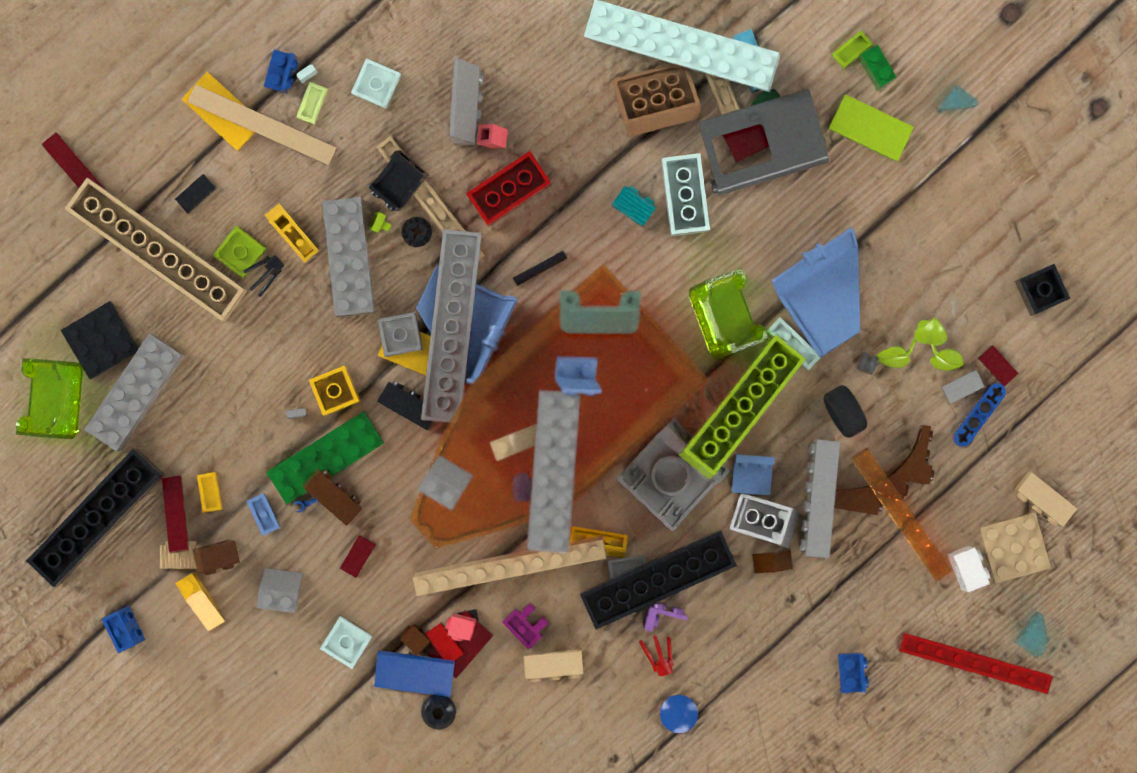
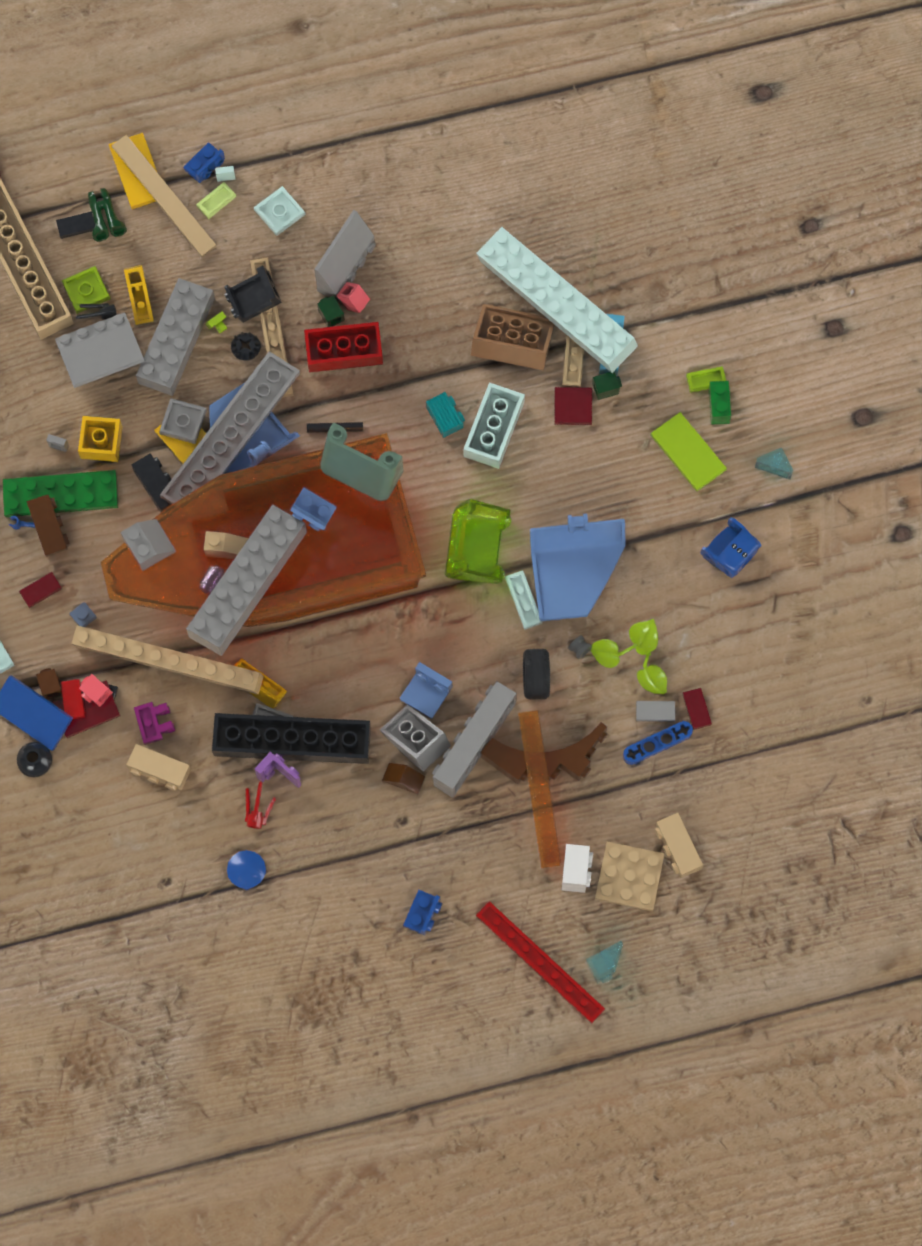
camera: 25 degrees right, 15 degrees down
(235, 178) = (100, 230): none -> dark green piece
(288, 308) = (99, 350): none -> light grey slope
(408, 560) = (83, 615): none -> sand blue plate
(477, 159) = (330, 311): none -> dark green brick
(665, 479) = (355, 655): light grey panel -> none
(742, 407) = (445, 622): lime brick -> none
(790, 132) = (612, 422): dark grey piece -> none
(956, 202) = (731, 548): none -> blue piece
(1042, 289) = (769, 659): black brick -> none

